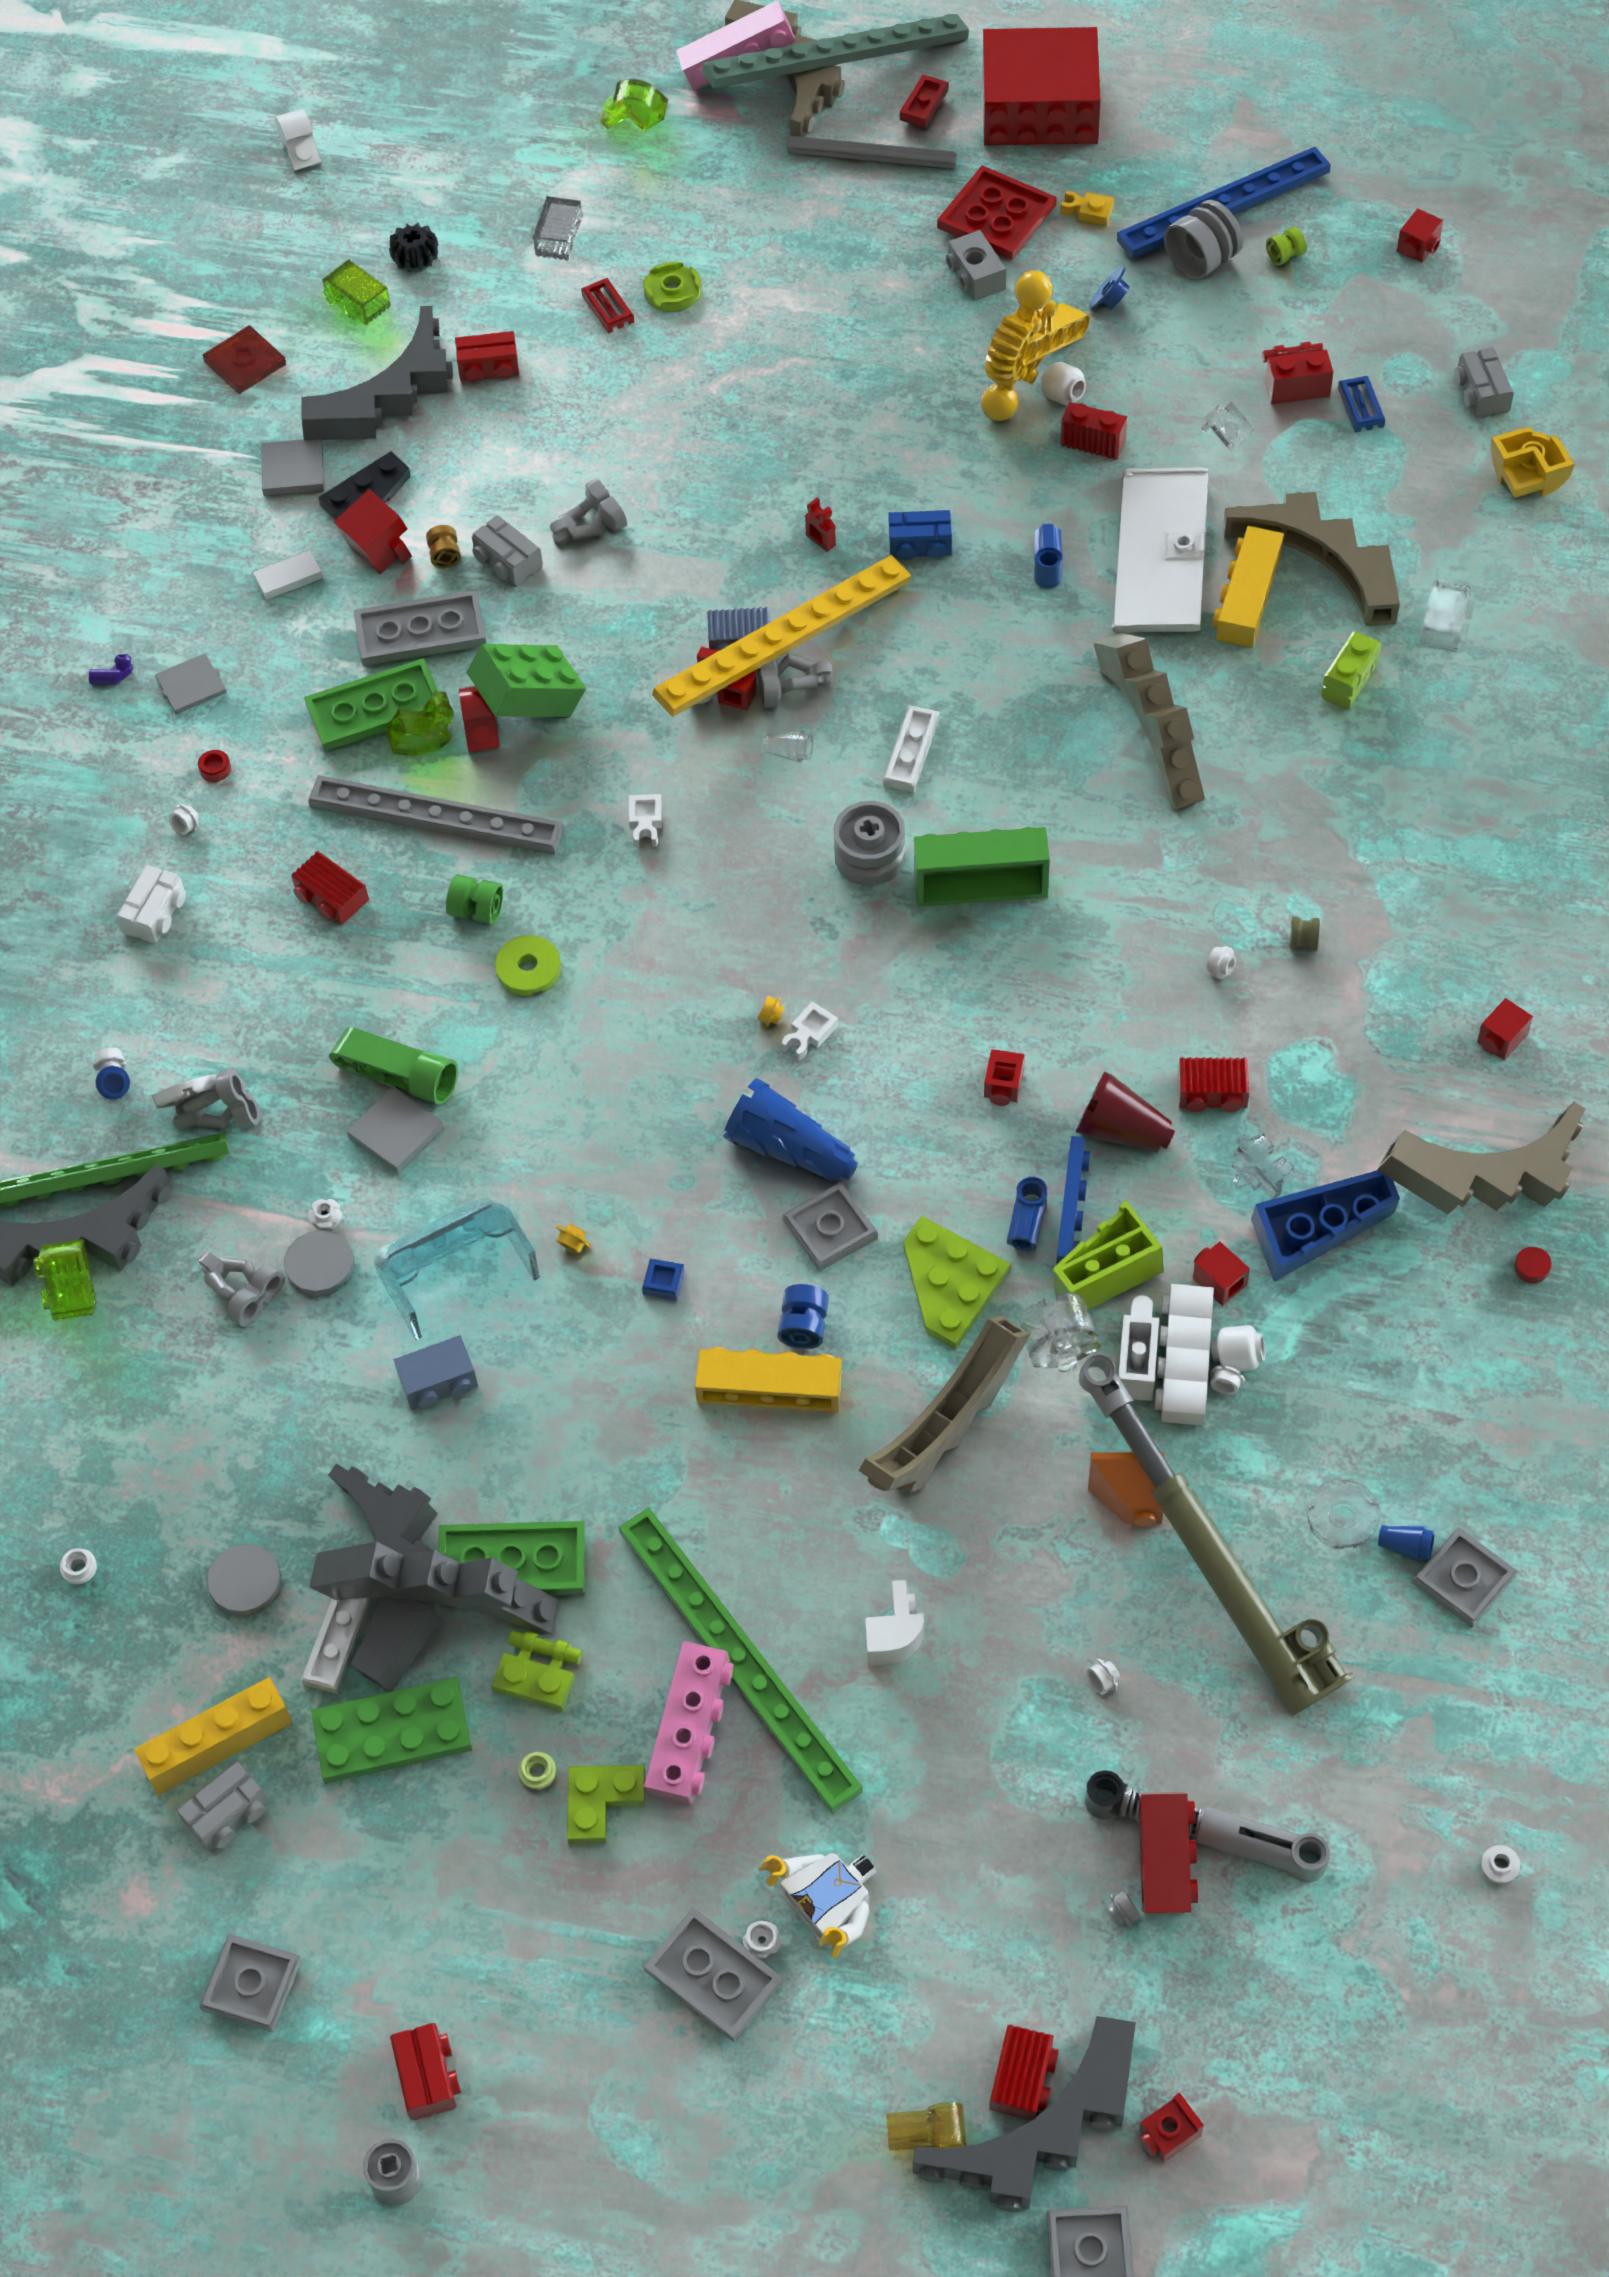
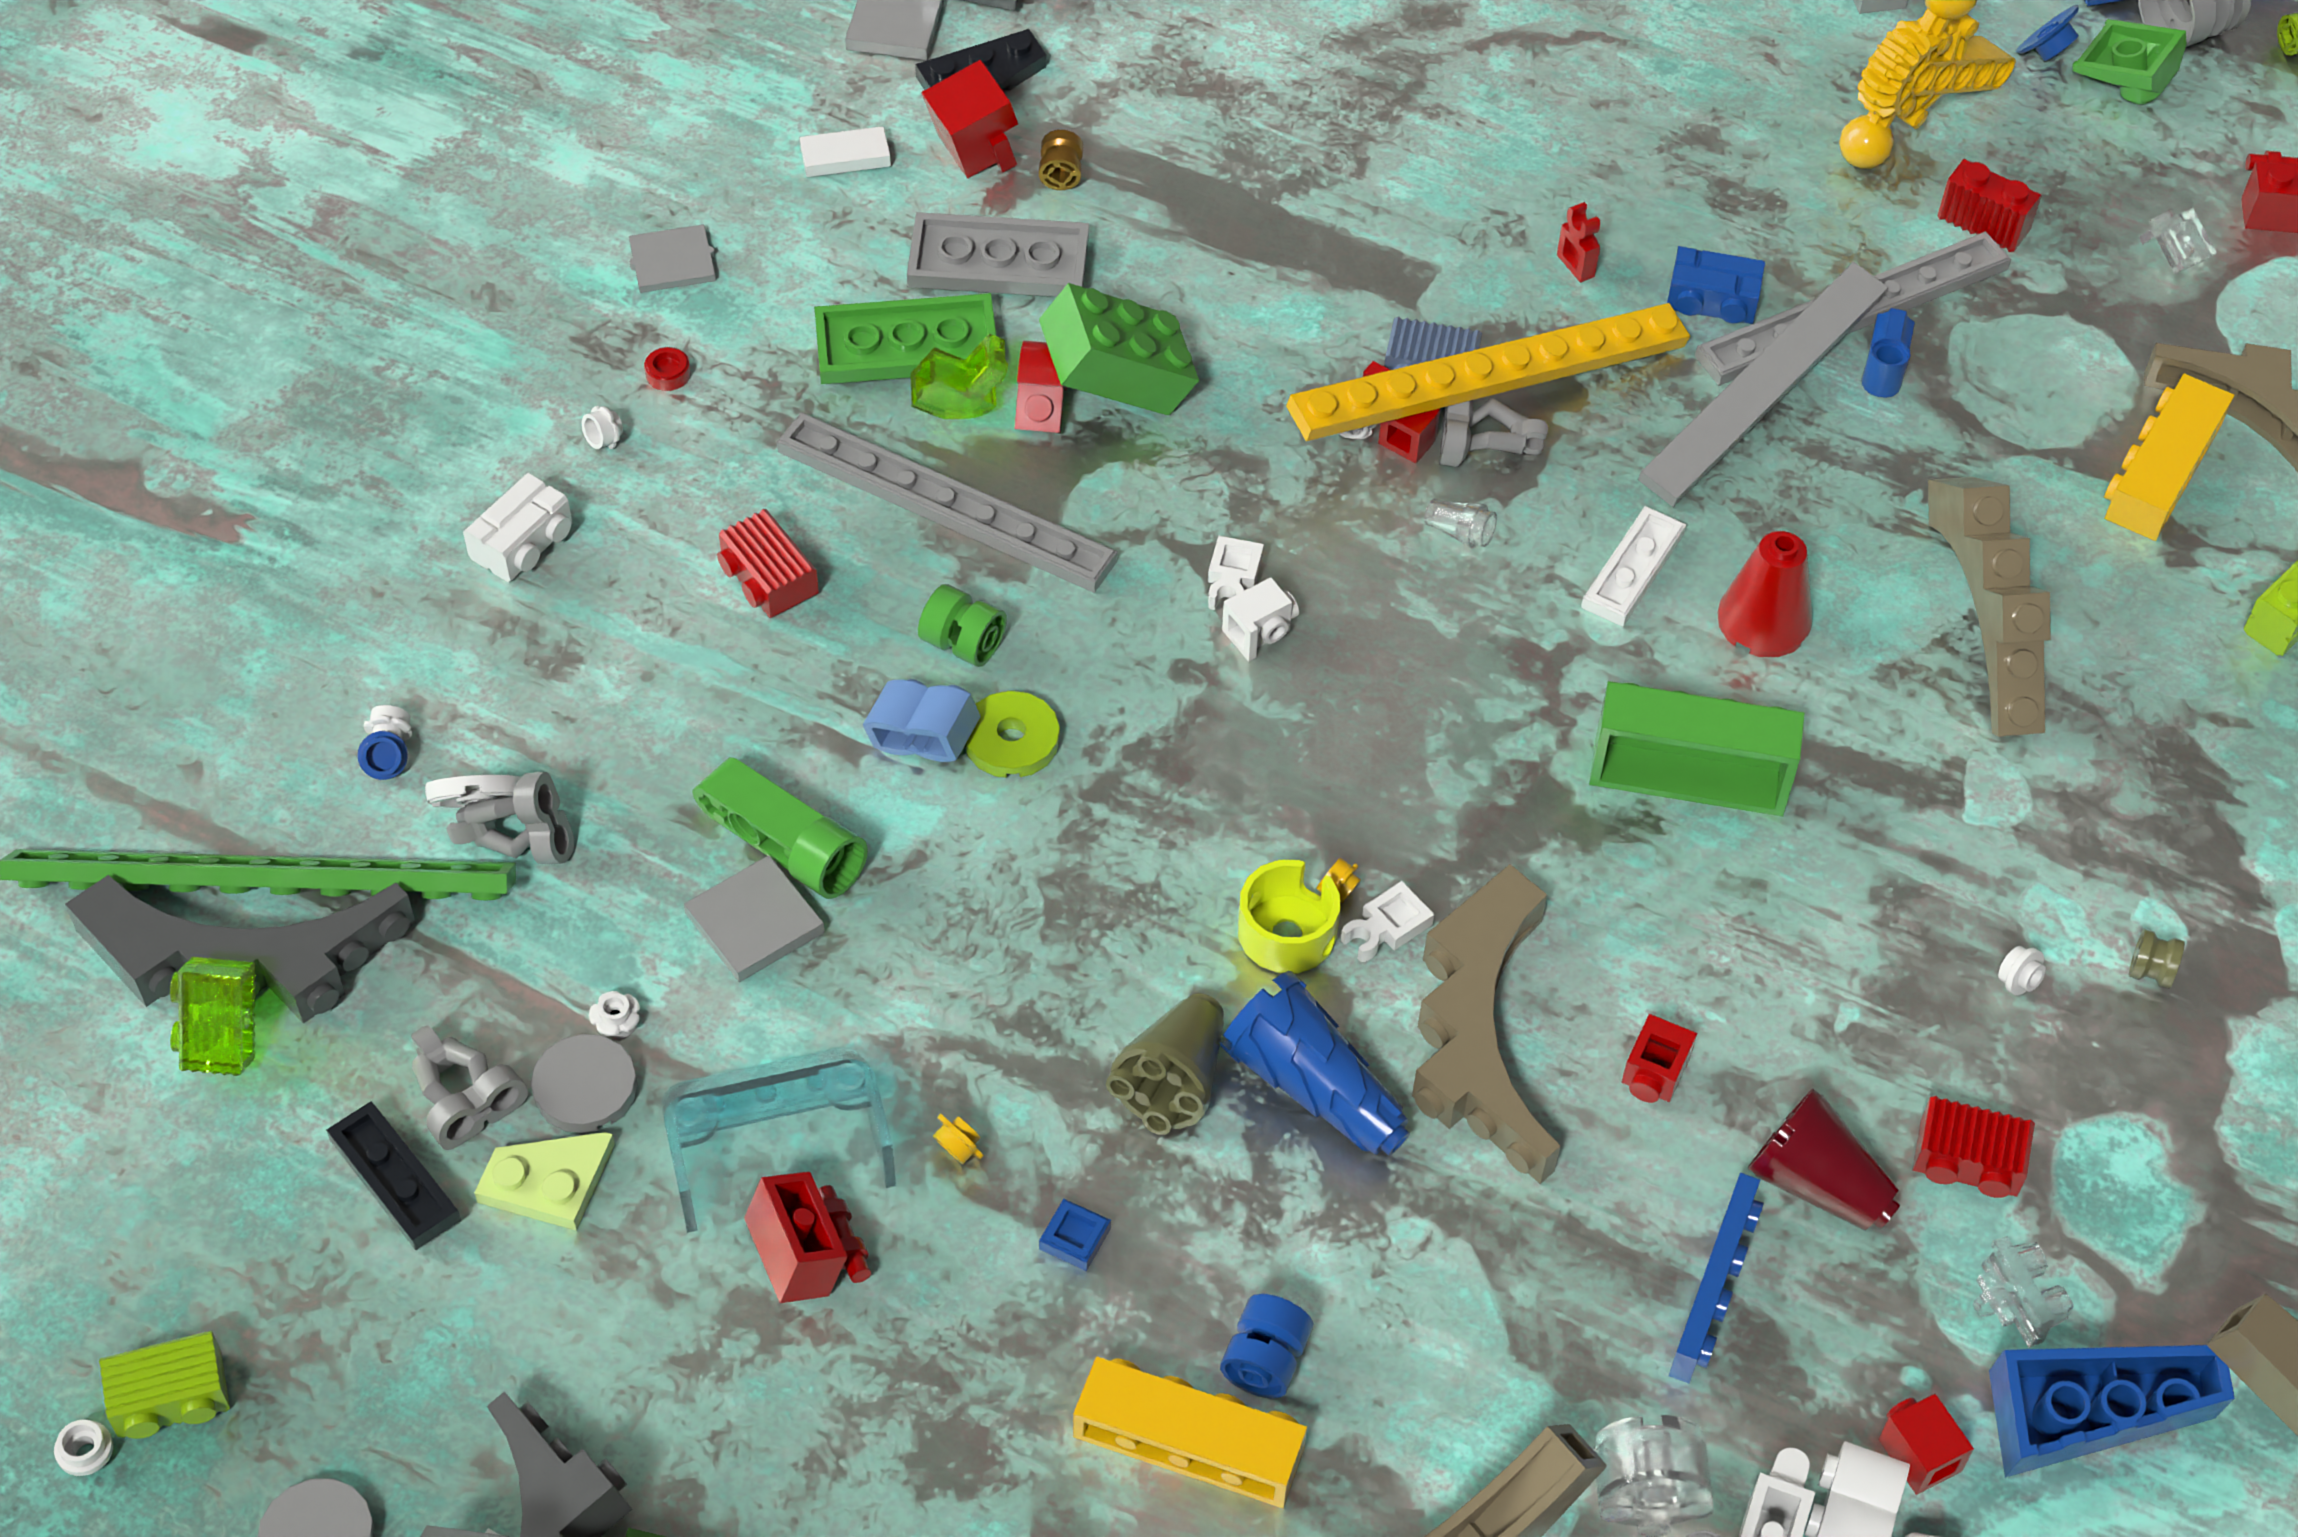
camera: 10 degrees right, 5 degrees down
(113, 675) = (573, 225): dark purple arm -> none
(117, 1515) = (164, 1385): none -> lime brick
(216, 1351) = (393, 1175): none -> black plate
(314, 1329) = (546, 1178): none -> yellowish green wing
(436, 1373) = (697, 1290): sand blue brick -> none
(467, 970) = (922, 720): none -> medium blue brick
(492, 1323) = (804, 1236): none -> red brick
(506, 551) = (1143, 184): light grey brick -> none
(607, 511) = (1288, 148): light grey piece -> none
(670, 845) = (1258, 617): none -> white brick
(696, 1158) = (1171, 1066): none -> olive cone
(733, 1030) = (1284, 898): none -> neon yellow piece
(830, 1226) = (1344, 1218): light grey tile -> none
(869, 843) = (1542, 678): light grey wheel -> none
(870, 1081) = (1457, 1017): none -> dark tan arch
(951, 1279) = (1506, 1346): lime plate -> none
(968, 598) = (1762, 384): none -> light grey tile
(1006, 752) = (1770, 598): none -> red cone
(1016, 527) = (1907, 288): none -> light grey tile
(1027, 1215) = (1646, 1276): blue piece -> none
(1063, 383) = (1959, 136): white head -> none
(1111, 1260) = (1758, 1381): lime wedge -> none
(1161, 550) = (2051, 382): white door -> none
(1170, 294) = (2134, 57): none -> bright green slope

